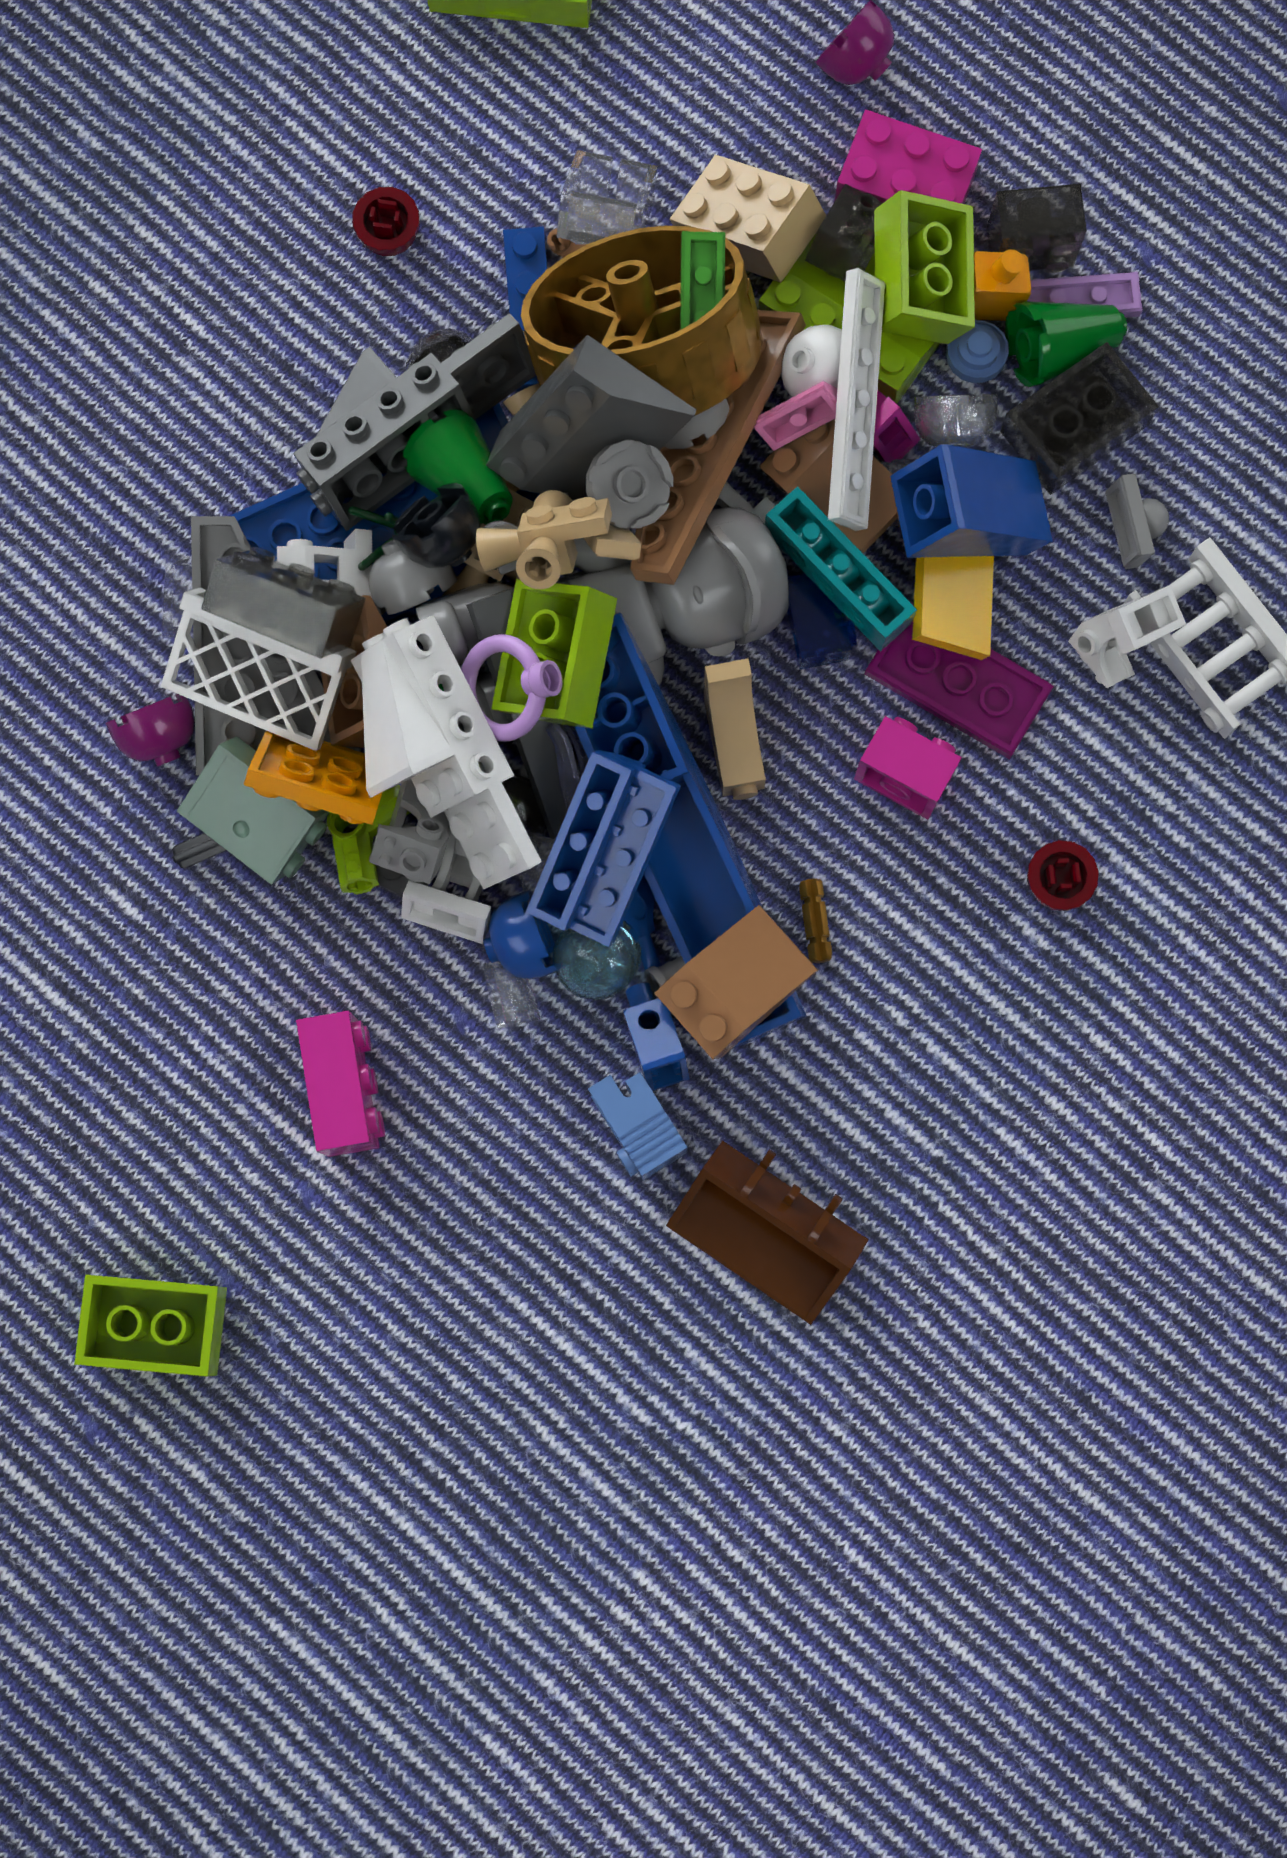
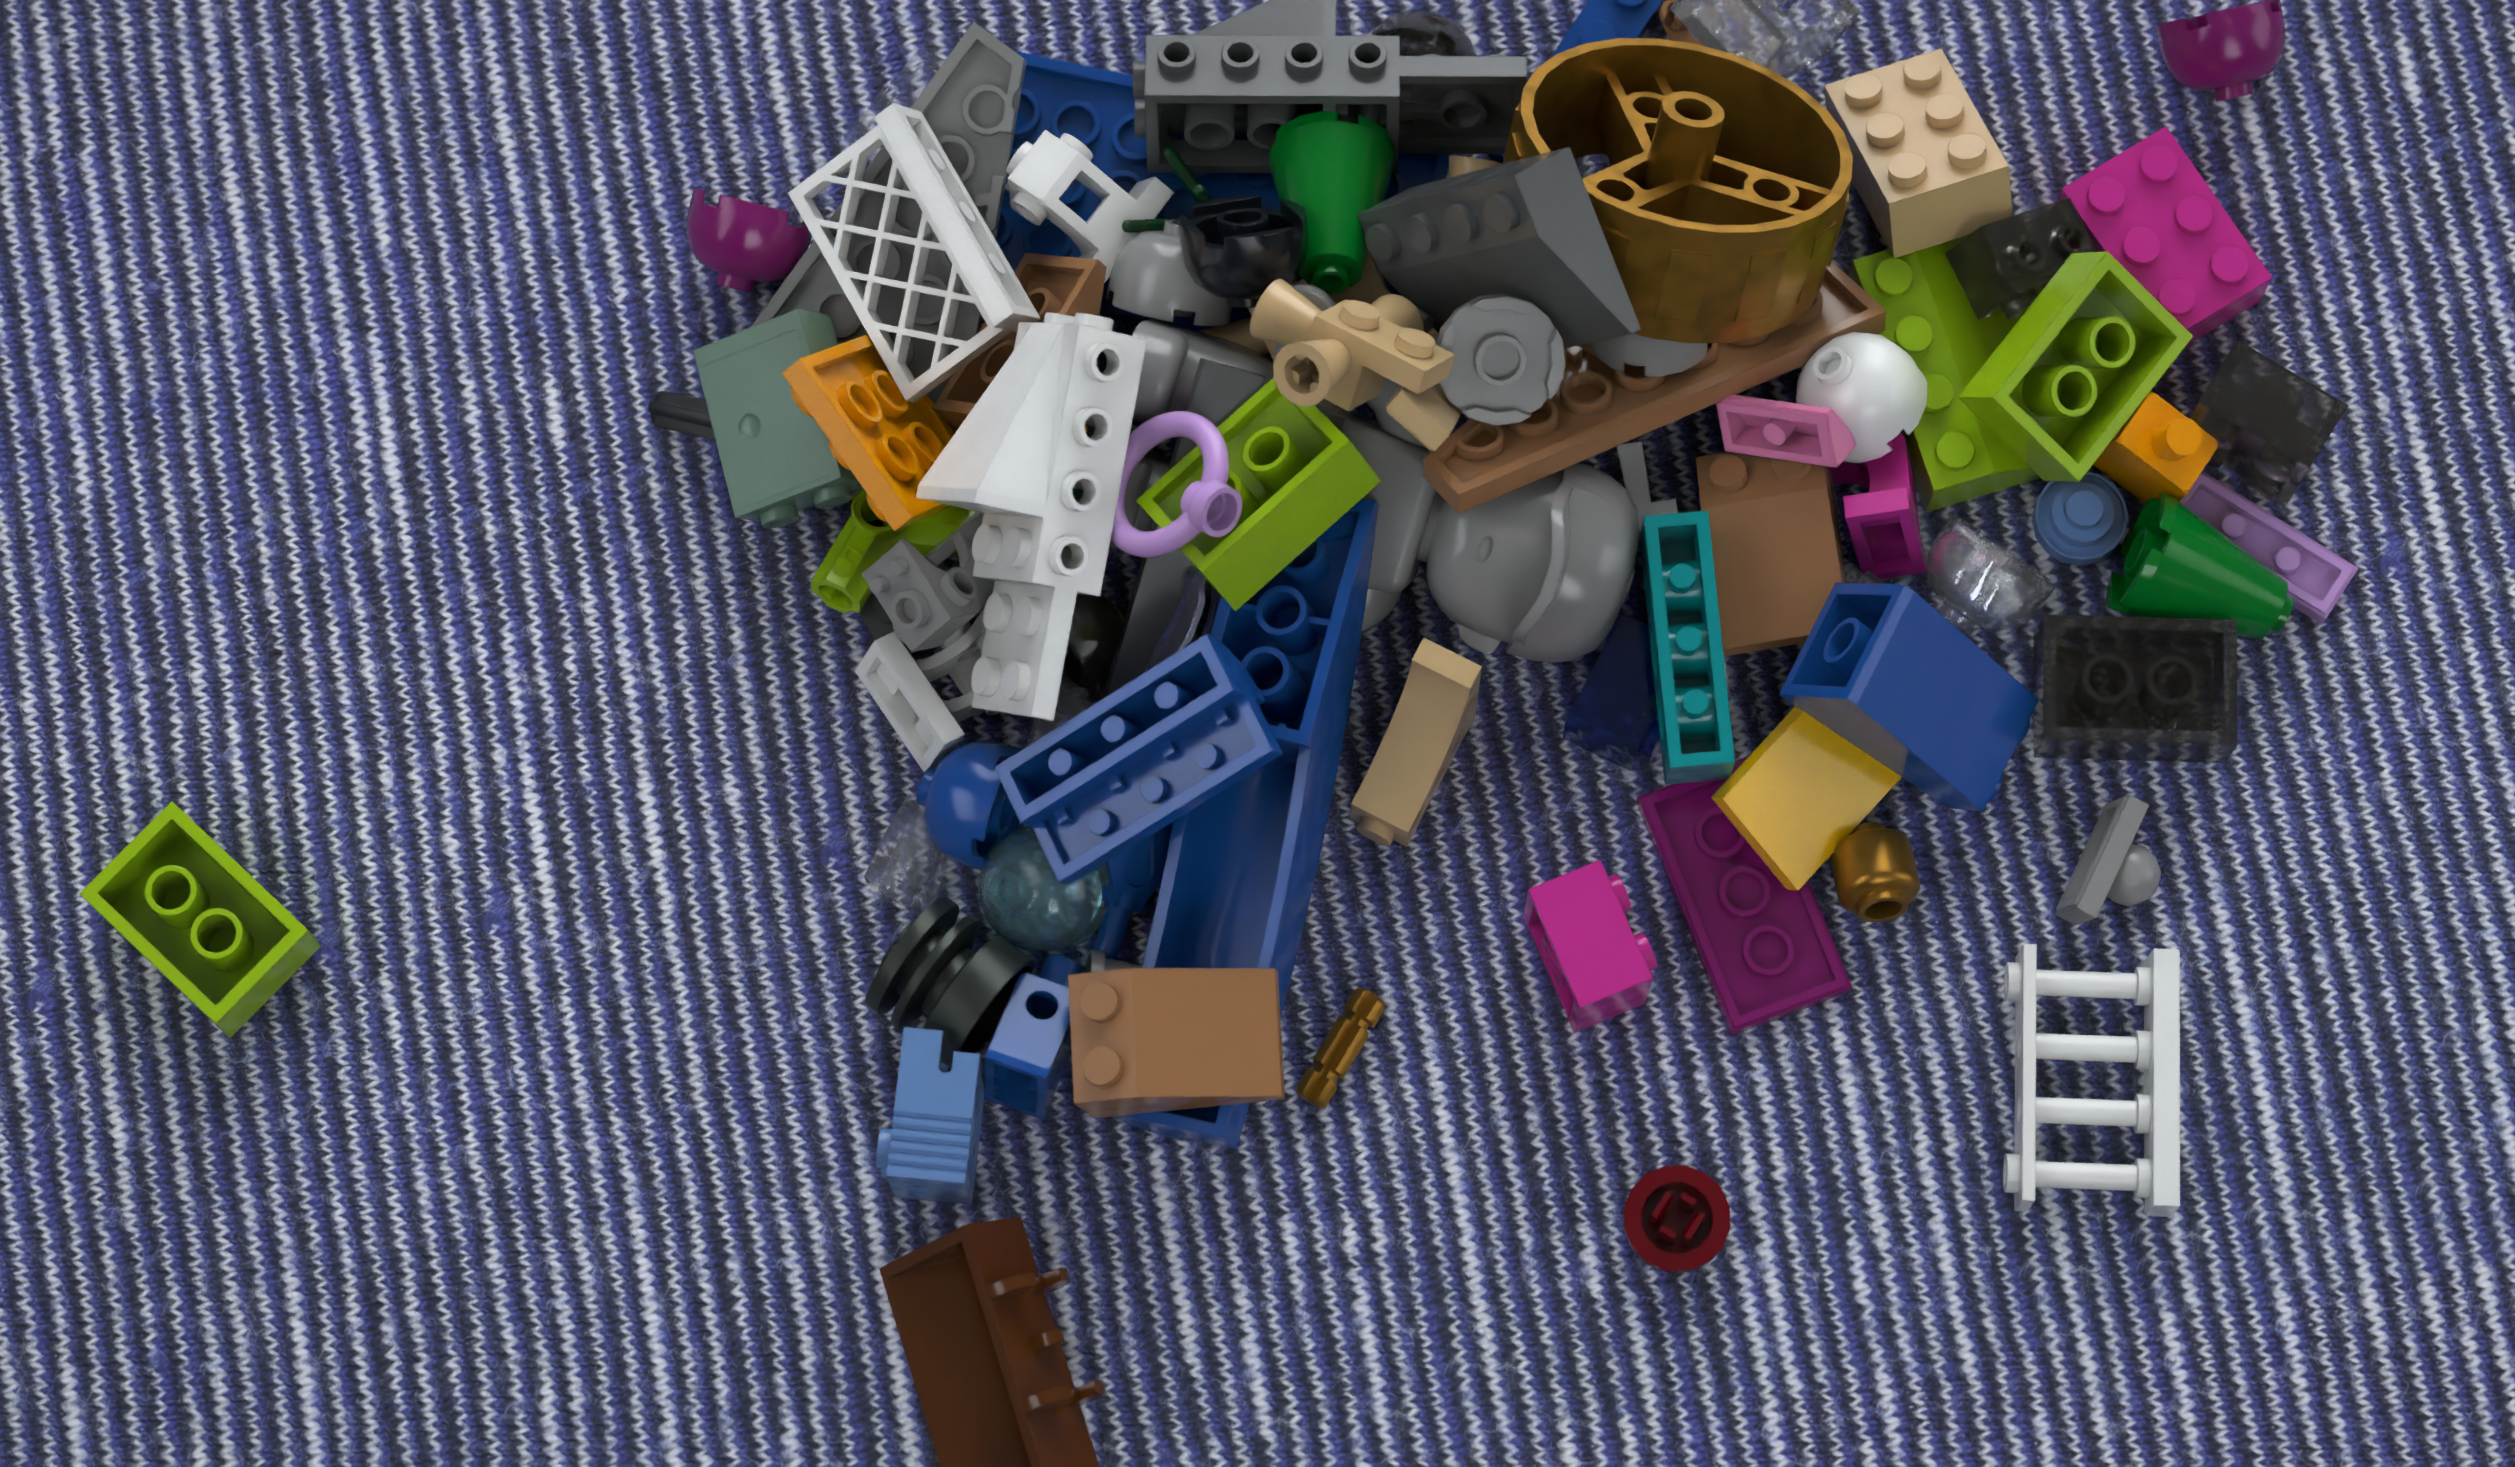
camera: 35 degrees right, 5 degrees down
(284, 602) = (996, 199): clear smoke brick -> none
(340, 1083) = (630, 808): dark pink brick -> none
(585, 1045) = (939, 976): none -> pearl dark grey wheel
(701, 274) = (1781, 175): bright green tile -> none
(856, 400) = (1860, 461): white tile -> none
(1020, 616) = (1875, 872): none -> pearl gold head
(1112, 634) = (1959, 976): white tile -> none

